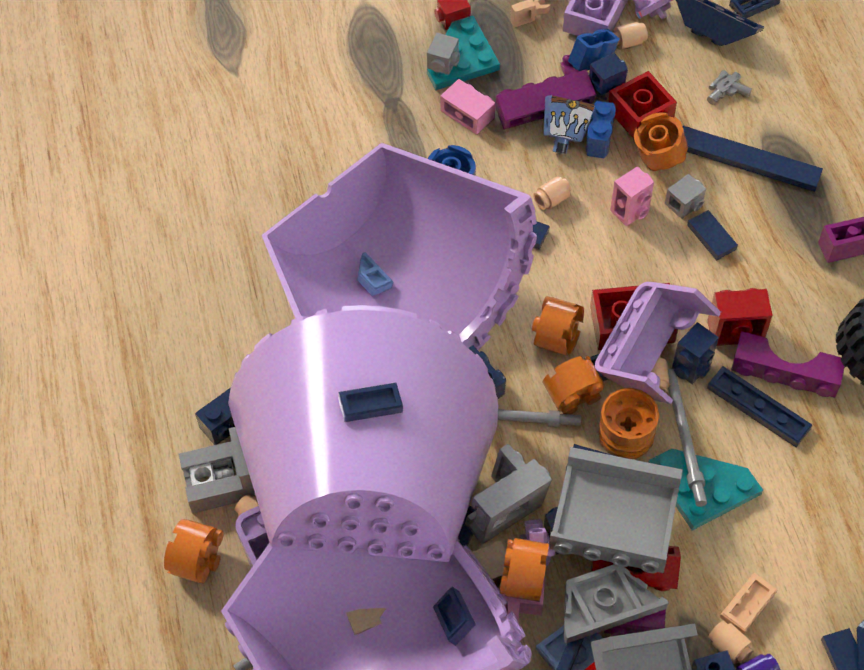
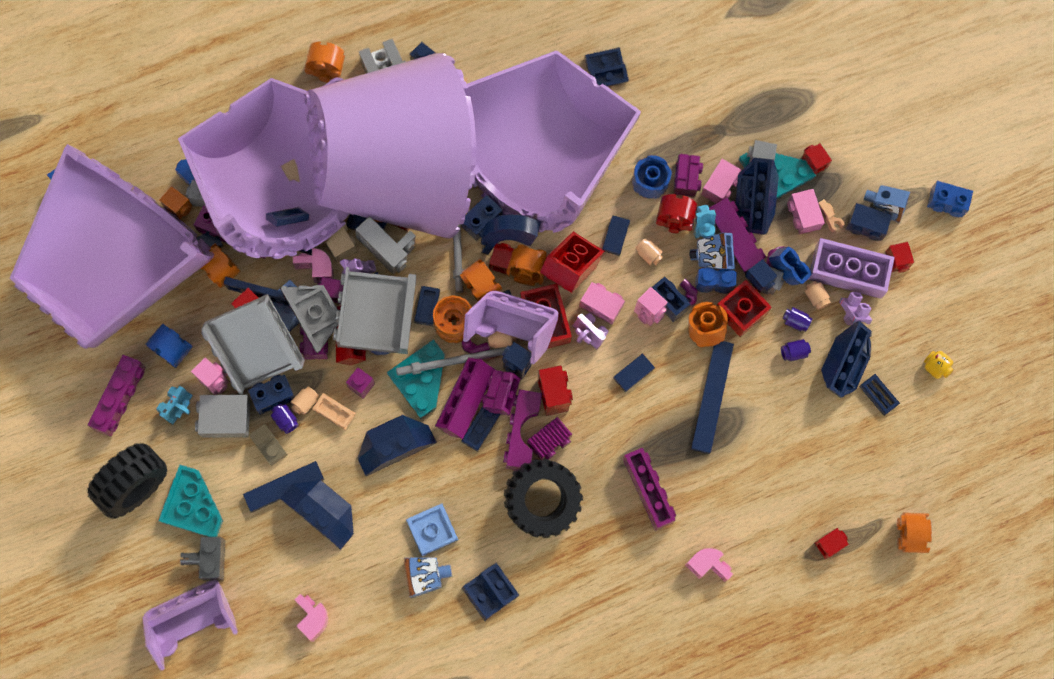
camera: 75 degrees right, 15 degrees up
(276, 203) = (607, 67): none -> dark blue slope
(370, 402) = (391, 122): dark blue tile -> none
(372, 276) = (554, 137): medium blue tile -> none
(446, 133) = (687, 175): none -> magenta brick
(493, 66) = (757, 194): none -> dark blue wedge
(507, 152) = (676, 213): none -> red brick
(511, 332) = (509, 227): none -> dark blue arch
(520, 30) = (805, 211): none -> bright pink brick
(524, 127) = (704, 222): none -> medium azure hips
(525, 569) = (325, 257): orange brick -> none
(538, 360) = (500, 258): none -> red brick
(555, 588) = (333, 288): none -> magenta brick
(566, 269) = (572, 262): none -> red brick
(606, 176) = (677, 302): none -> dark blue brick
(610, 160) = (691, 291): none -> magenta arm
(618, 251) = (602, 302): none -> bright pink brick
(658, 59) = (797, 319): none -> dark purple brick
(658, 270) = (588, 332): none -> lavender hips
(666, 413) = (471, 347): none -> magenta arm
(685, 196) = (664, 349): light grey brick -> none
(697, 66) = (795, 350): none -> dark purple brick
(709, 560) = (360, 383): none -> magenta brick
(727, 85) = (783, 376): light grey piece -> none
(739, 377) = (501, 392): none -> magenta brick
(741, 426) = (465, 398): none -> magenta brick
(800, 335) = (550, 439): none -> magenta brick
(802, 530) = (393, 443): none -> dark blue wedge

